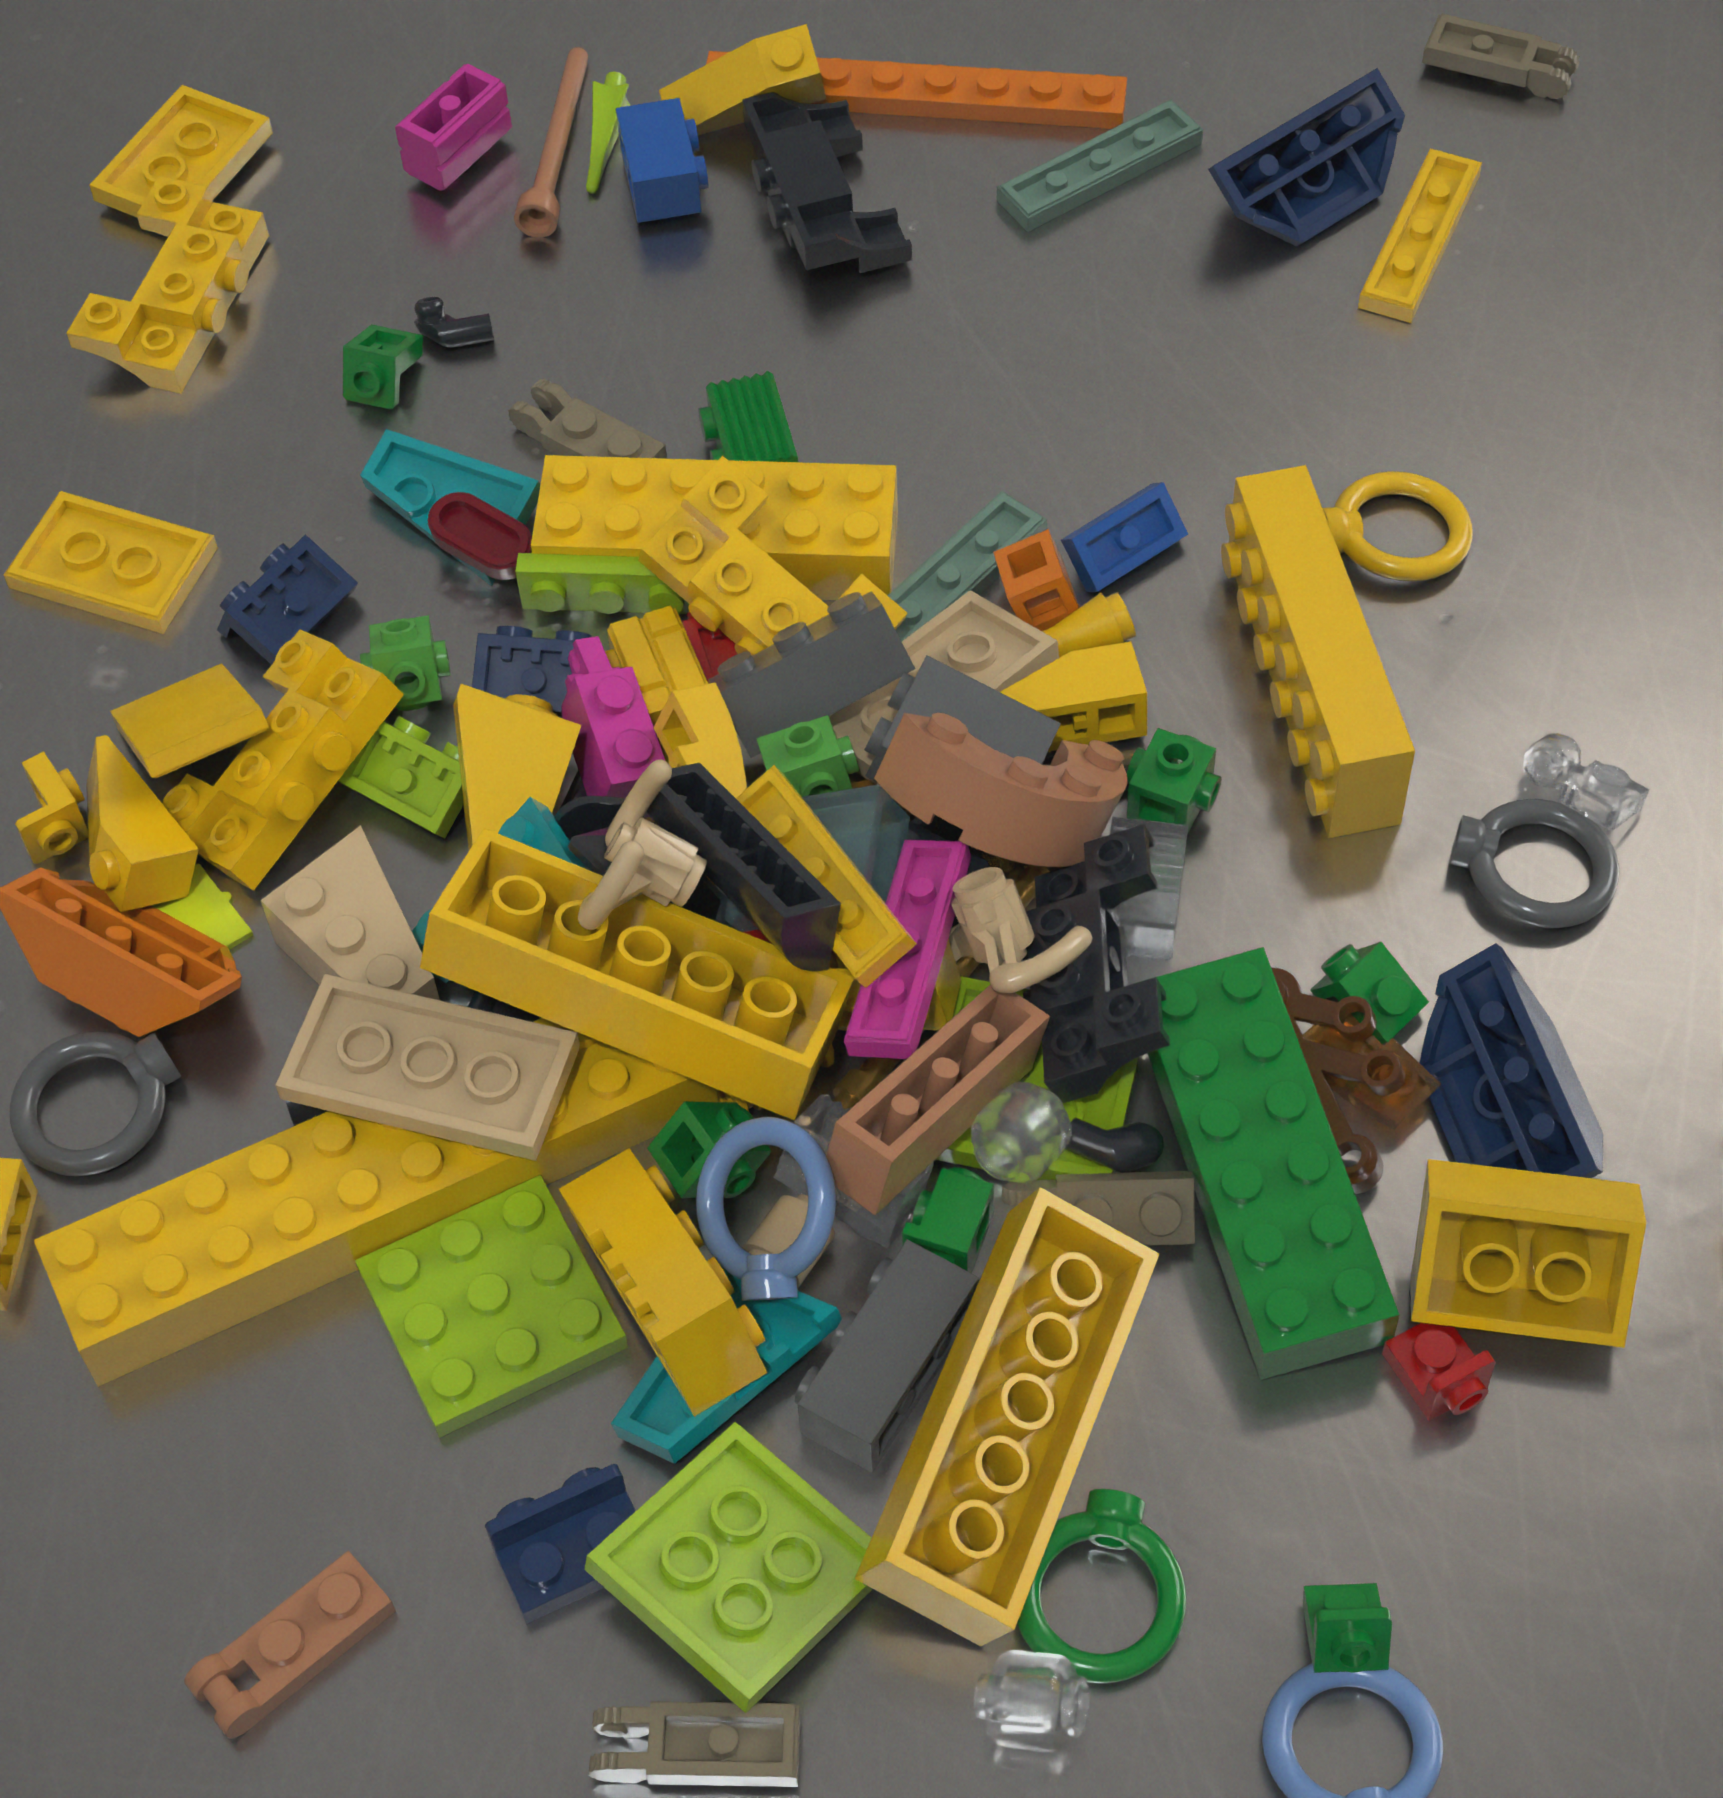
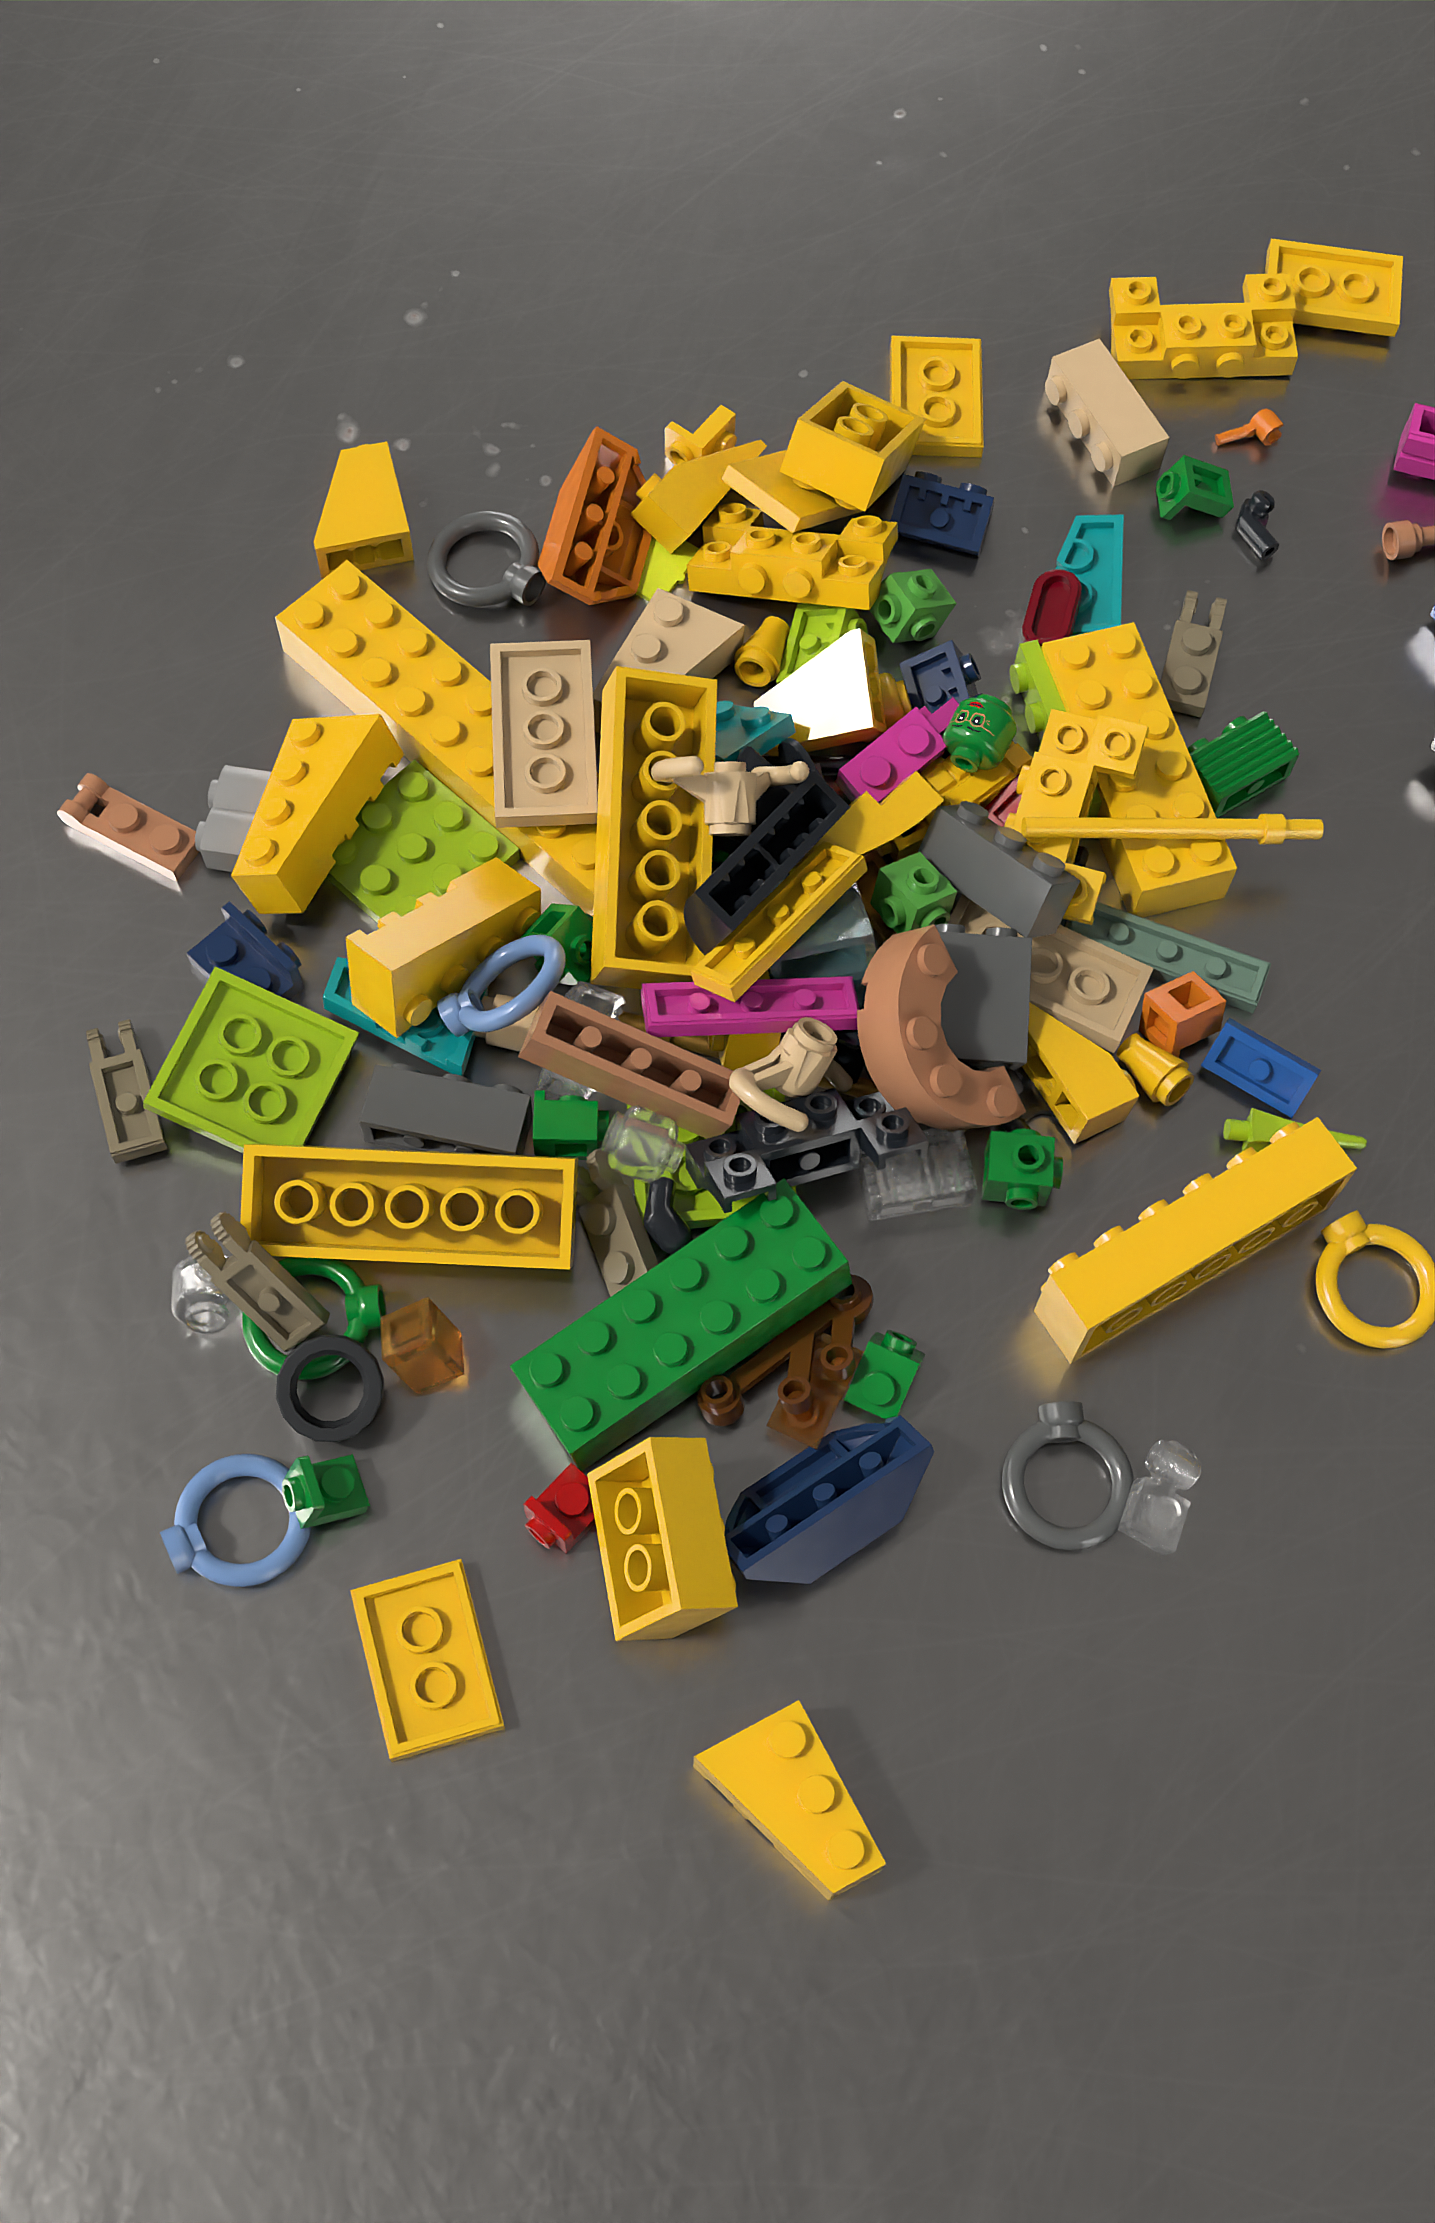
camera: 65 degrees right, 10 degrees up
(170, 640) = (851, 446): none -> yellow brick
(234, 405) = (1106, 412): none -> tan brick
(328, 277) = (1263, 424): none -> orange hand
(355, 1489) = (233, 807): none -> light grey brick
(379, 1374) = (311, 807): none -> yellow wedge
(394, 837) = (761, 655): none -> yellow cone
(634, 629) = (979, 733): none -> green head
(865, 422) = (1266, 829): none -> yellow bar
(1062, 1617) = (257, 1283): none -> dark tan hinge
(1188, 1462) = (422, 1345): none -> clear orange panel
(1199, 555) = (1261, 1126): none -> lime piece
(1251, 1545) = (311, 1426): none -> black tyre
(1585, 1575) = (426, 1660): none -> yellow tile

